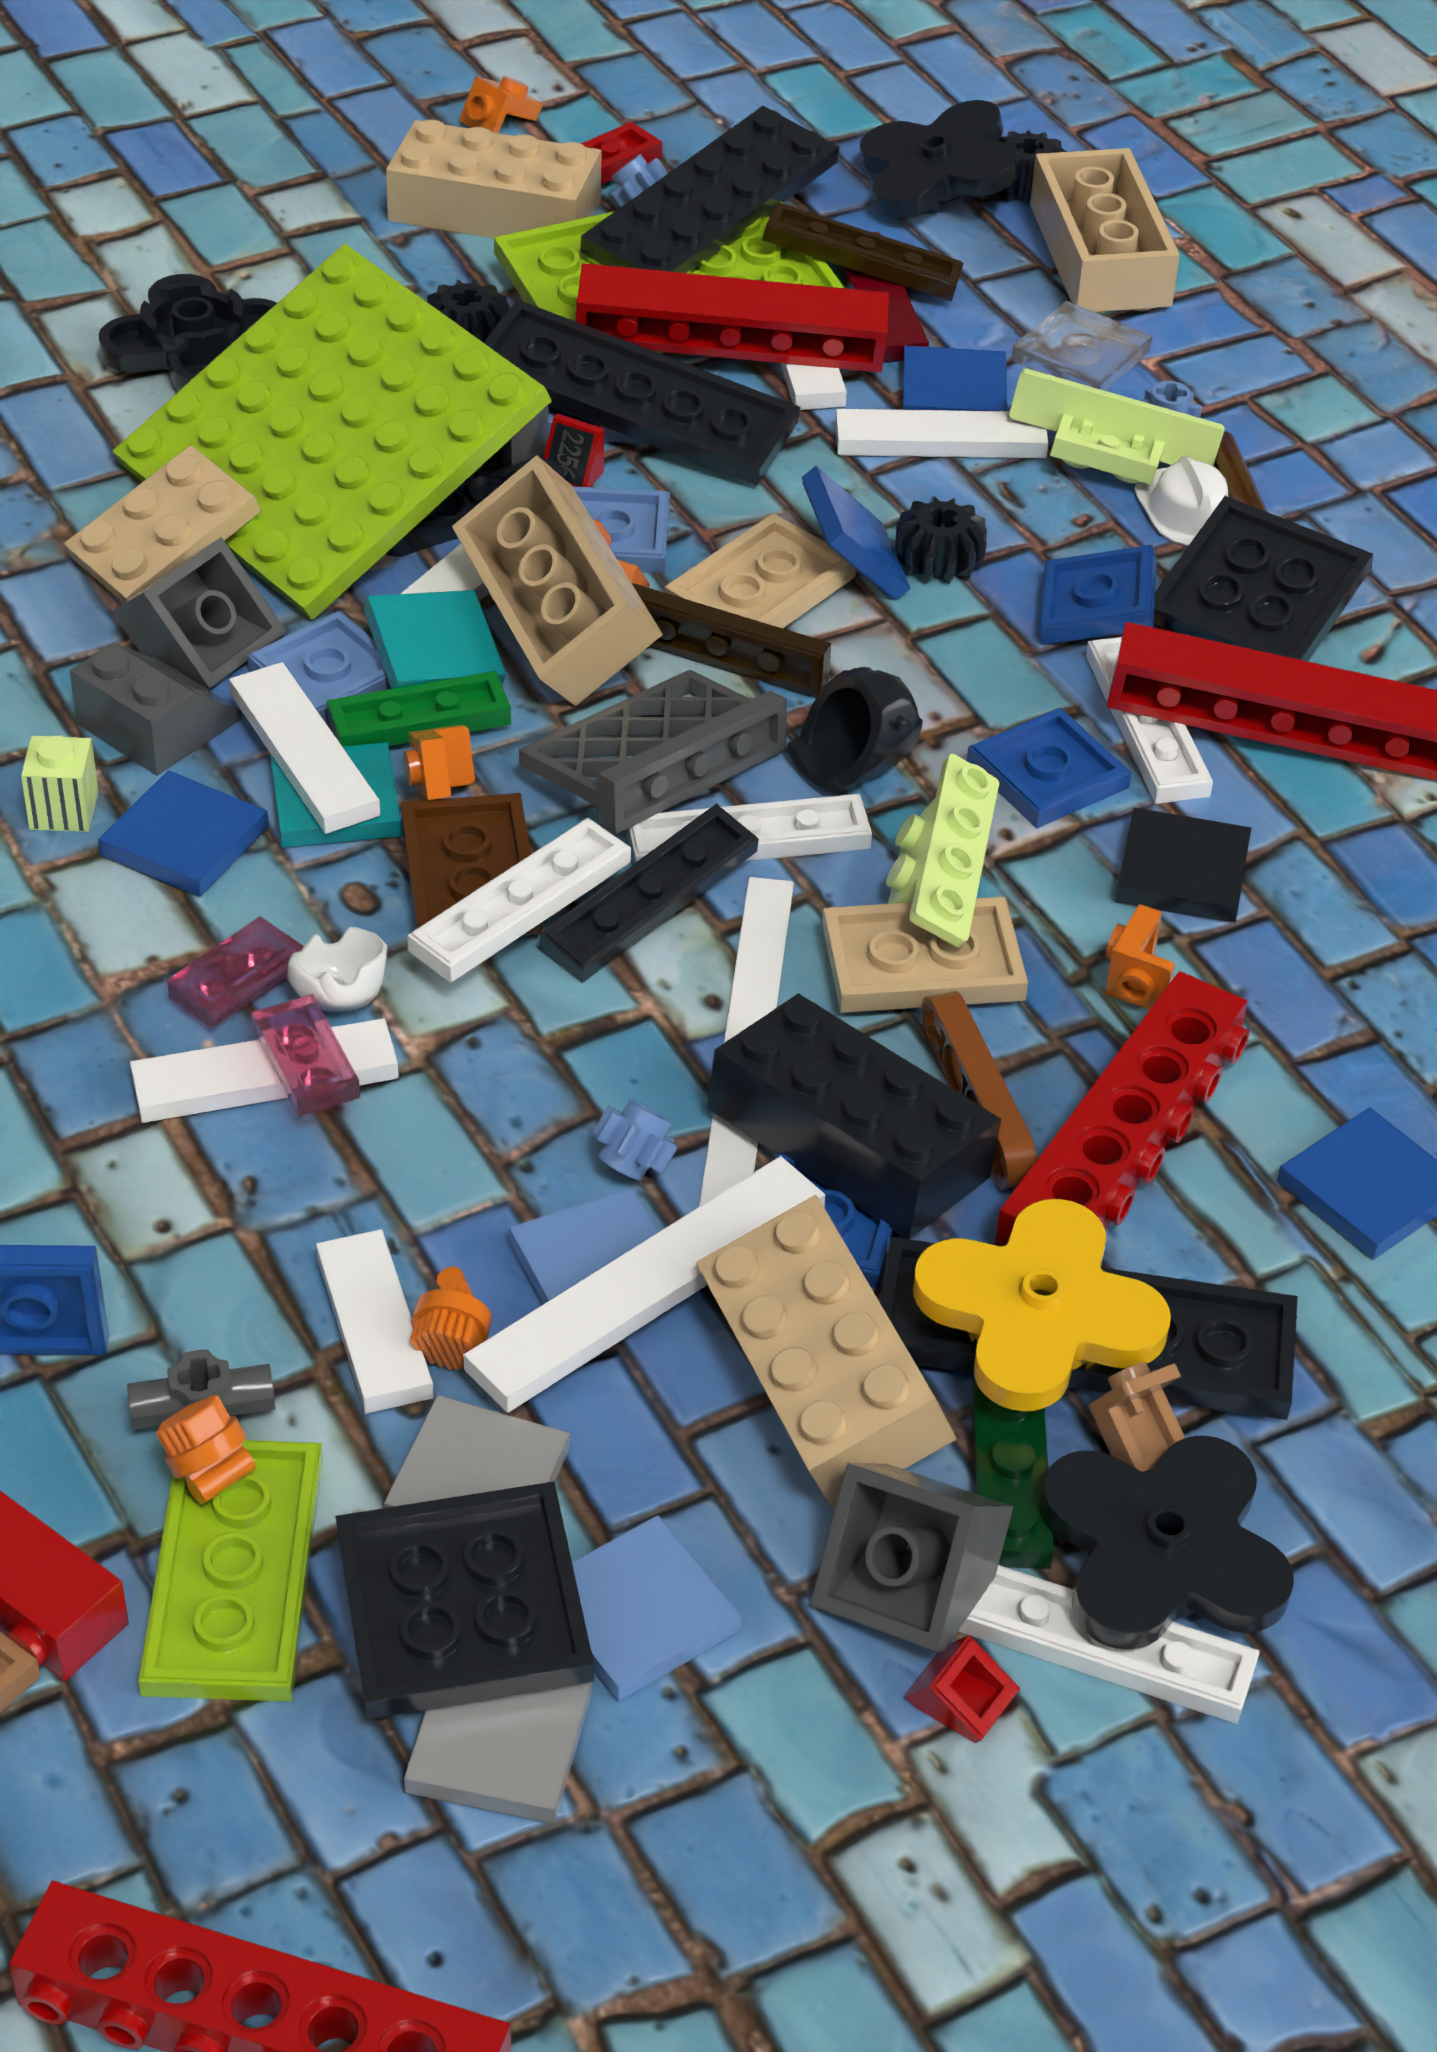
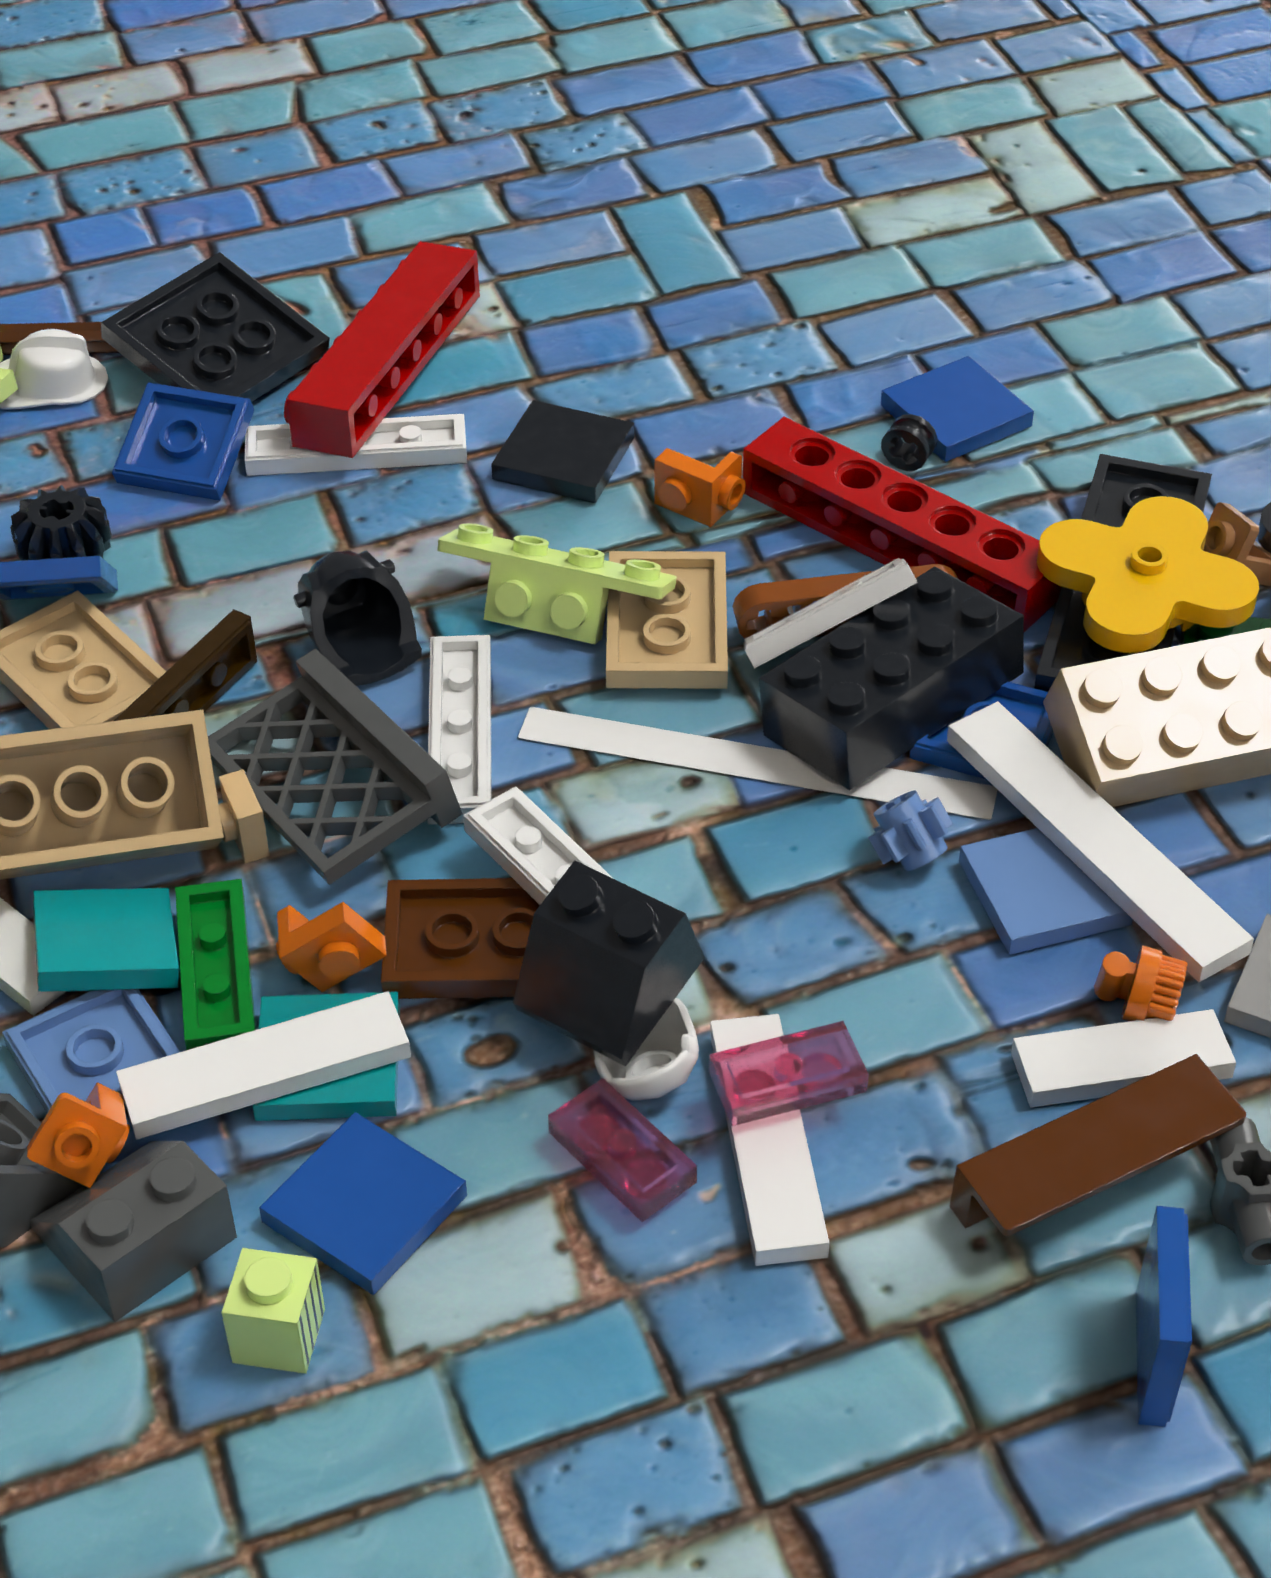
camera: 80 degrees left, 0 degrees up
(204, 657) = (81, 1134): none -> orange bracket
(236, 1276) = (1094, 1147): none -> reddish brown panel
(400, 904) = (604, 962): none -> black slope
(589, 694) = (242, 817): none -> tan plate
(648, 893) = (517, 757): black tile -> none
(924, 1049) = (829, 612): none -> white tile
(1050, 767) = (406, 512): blue tile -> none
(1274, 1131) = (914, 432): none -> black bush

